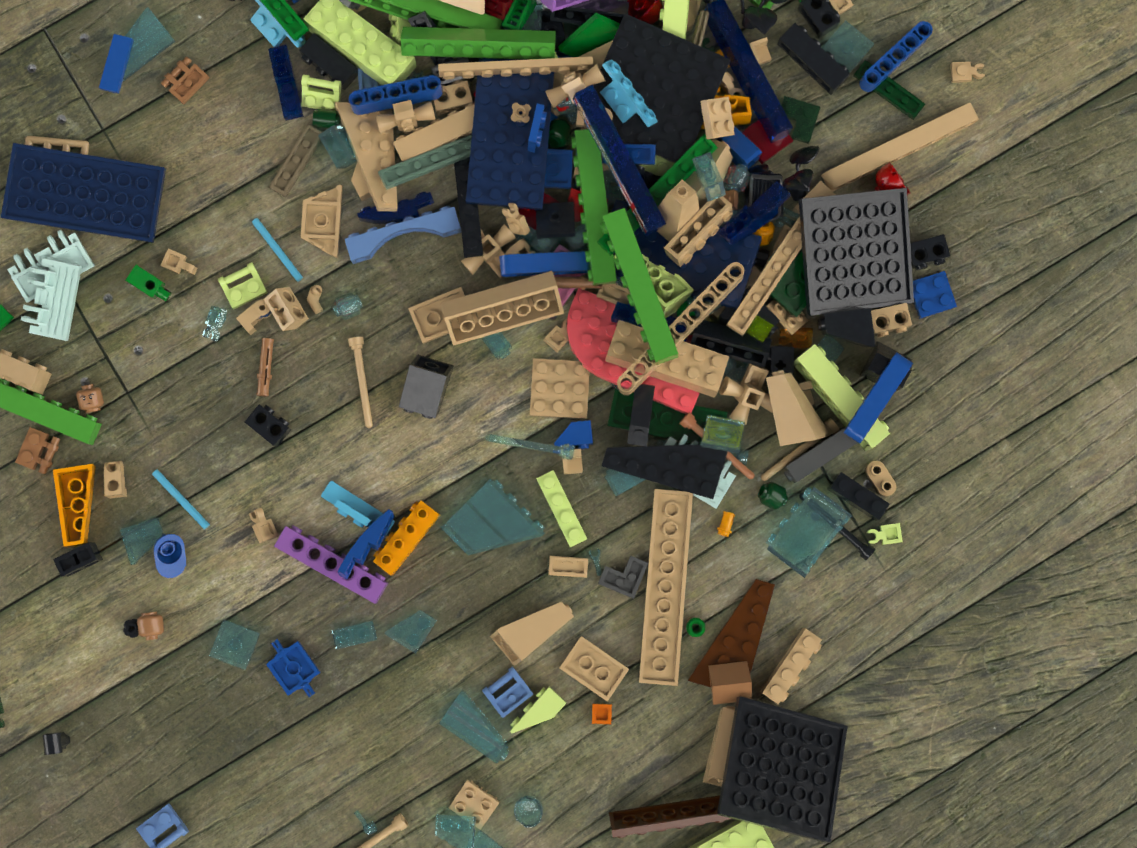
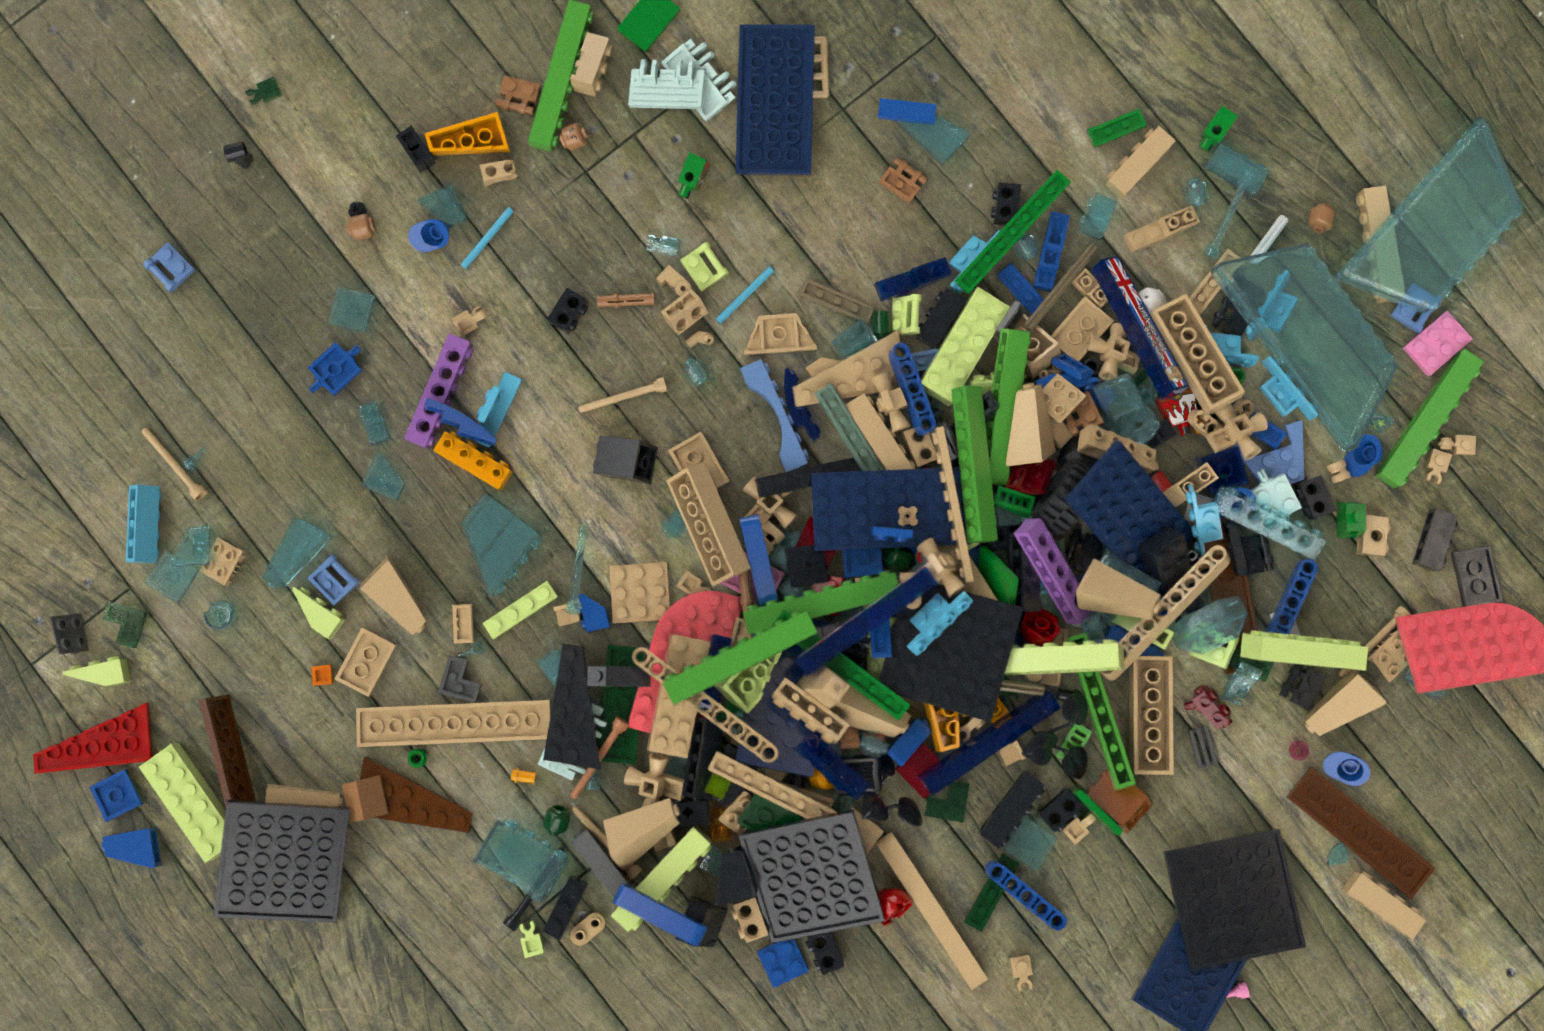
camera: 85 degrees right, 0 degrees up
(176, 262) = (718, 199): tan plate -> none
(516, 222) = (798, 527): tan plate -> none
(709, 176) = (862, 714): clear light blue brick -> none
(717, 117) = (929, 716): tan plate -> none
(723, 434) = (609, 761): clear light blue tile -> none
(790, 666) = (388, 858): tan brick -> none

